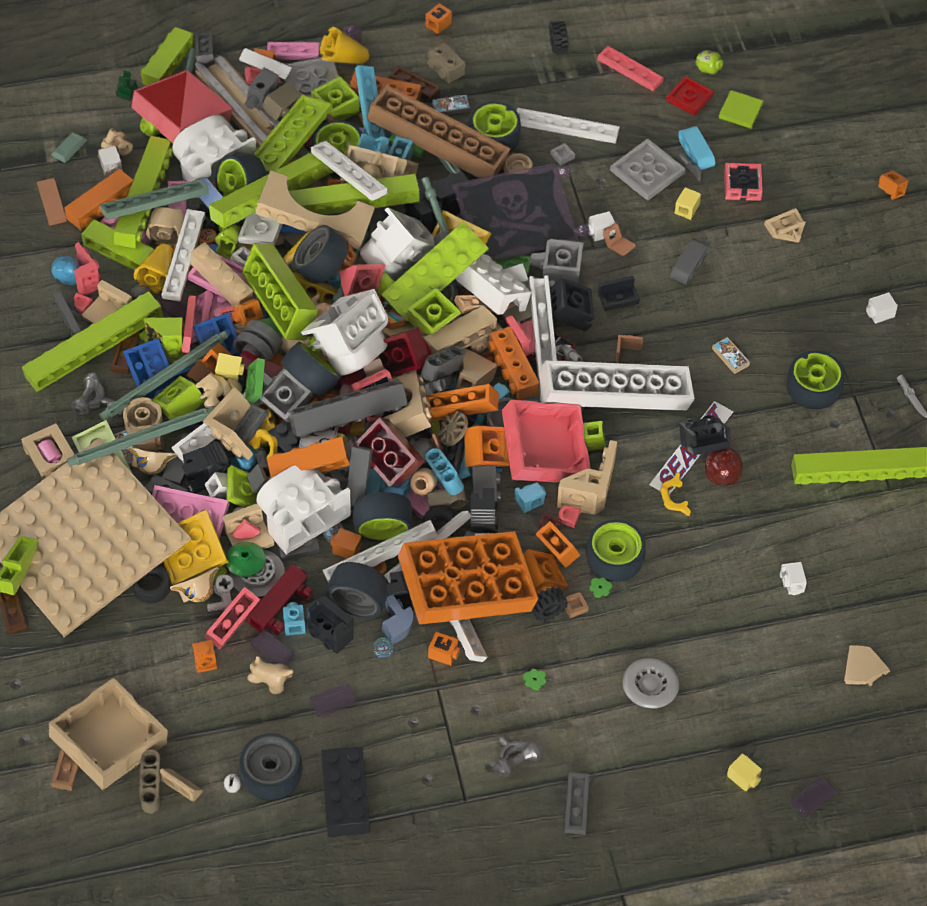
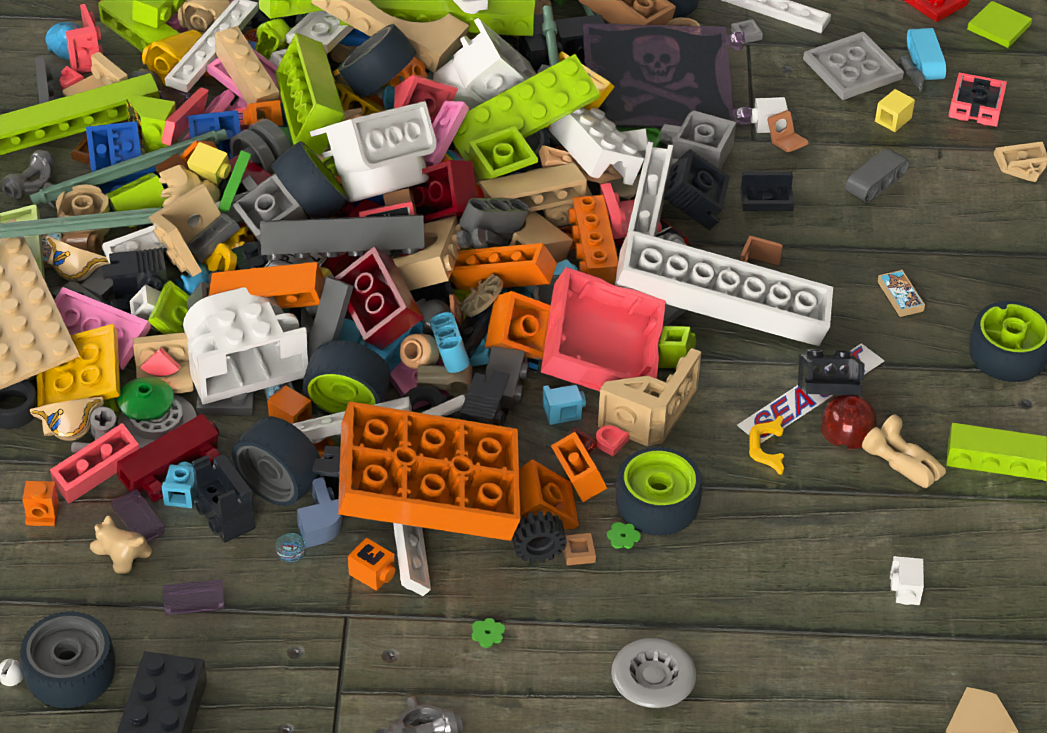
camera: 15 degrees right, 10 degrees down
(387, 294) = (445, 128): none -> bright pink plate
(772, 486) = (907, 458): none -> tan piece

